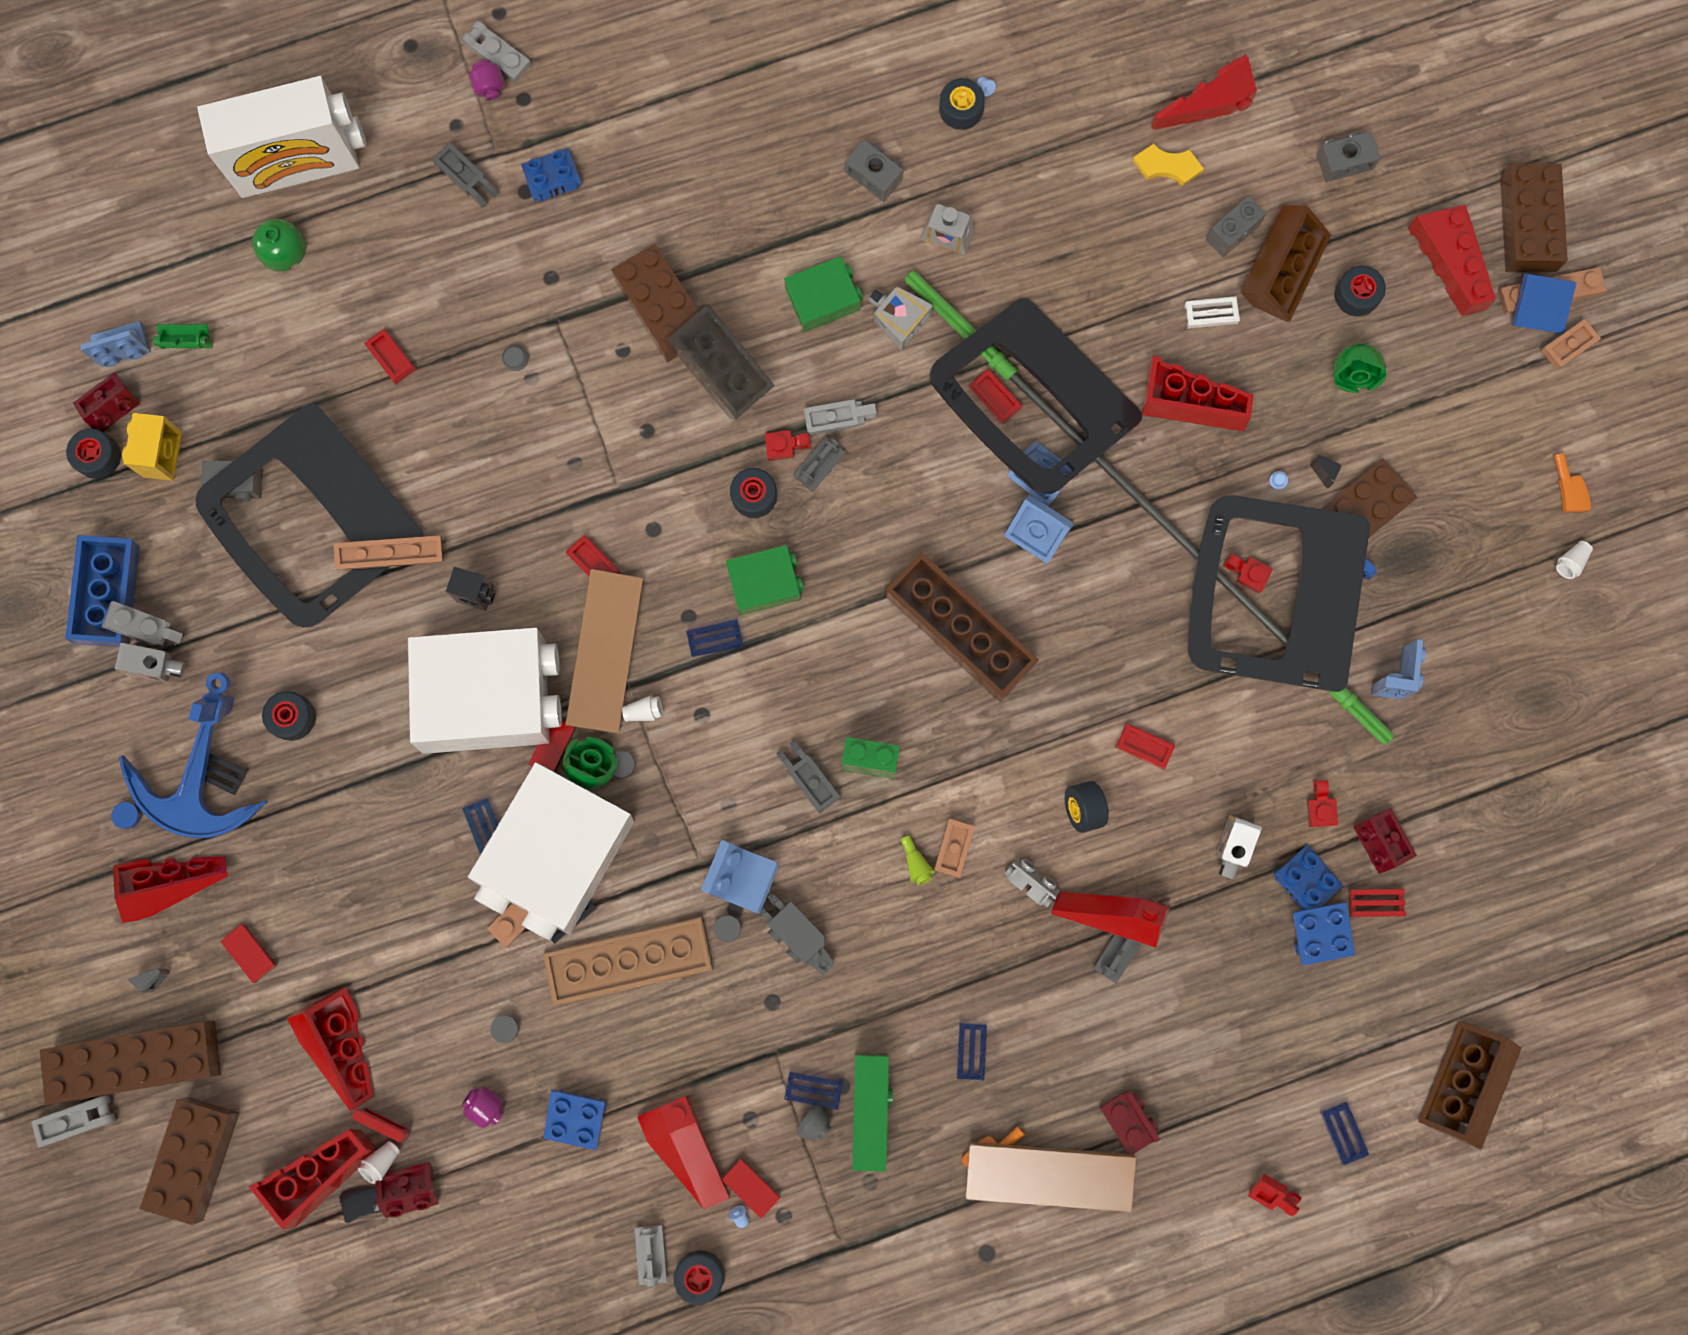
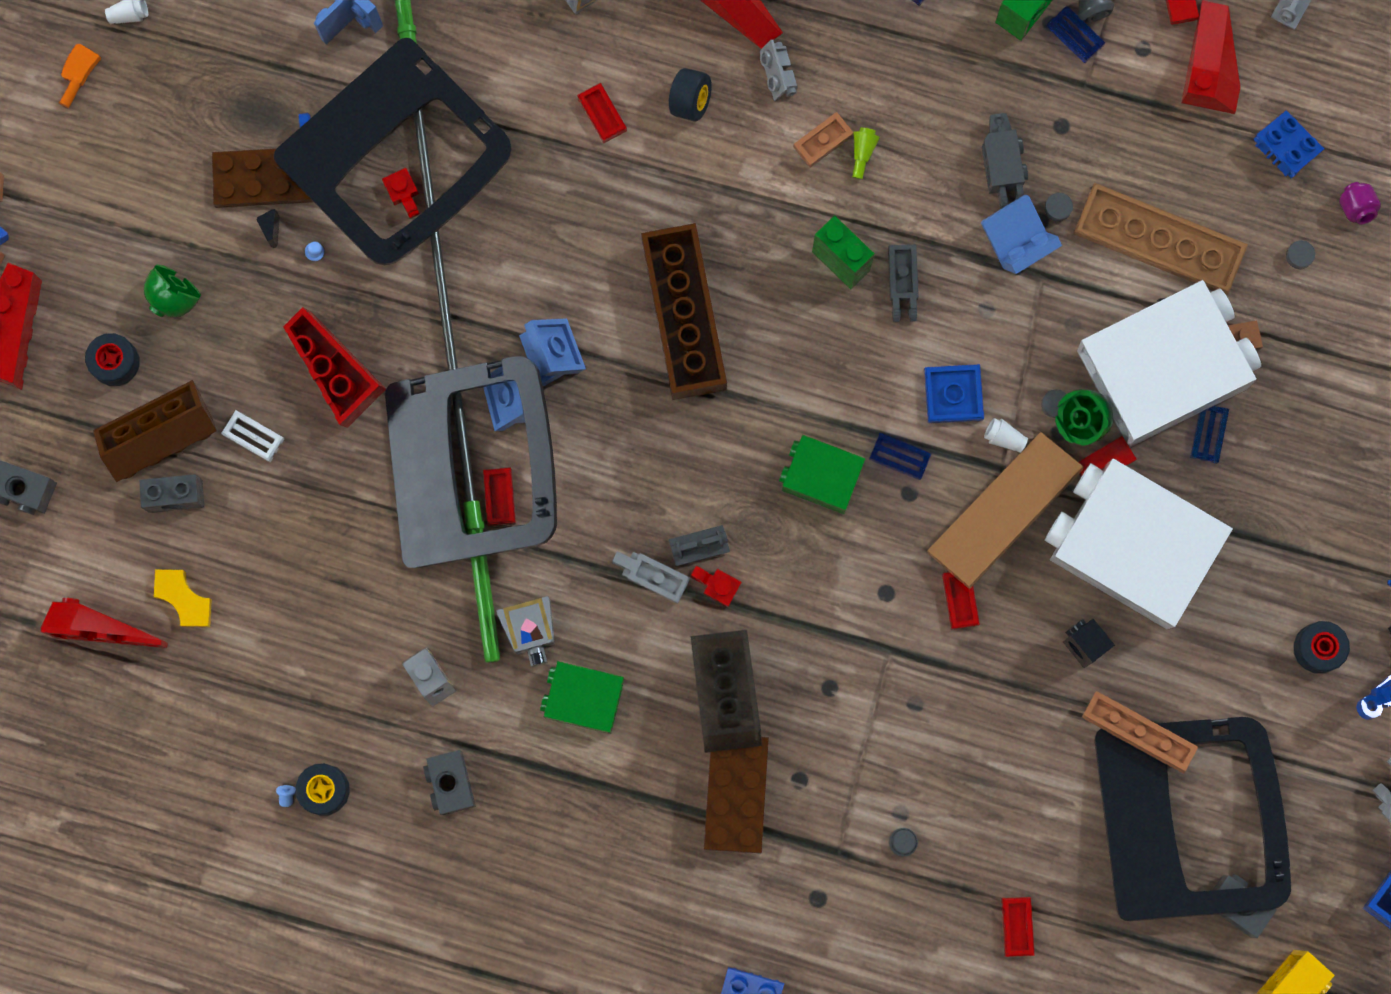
camera: 145 degrees left, 0 degrees up
(707, 717) = (953, 393): none -> blue tile
(757, 501) = (769, 563): black wheel -> none

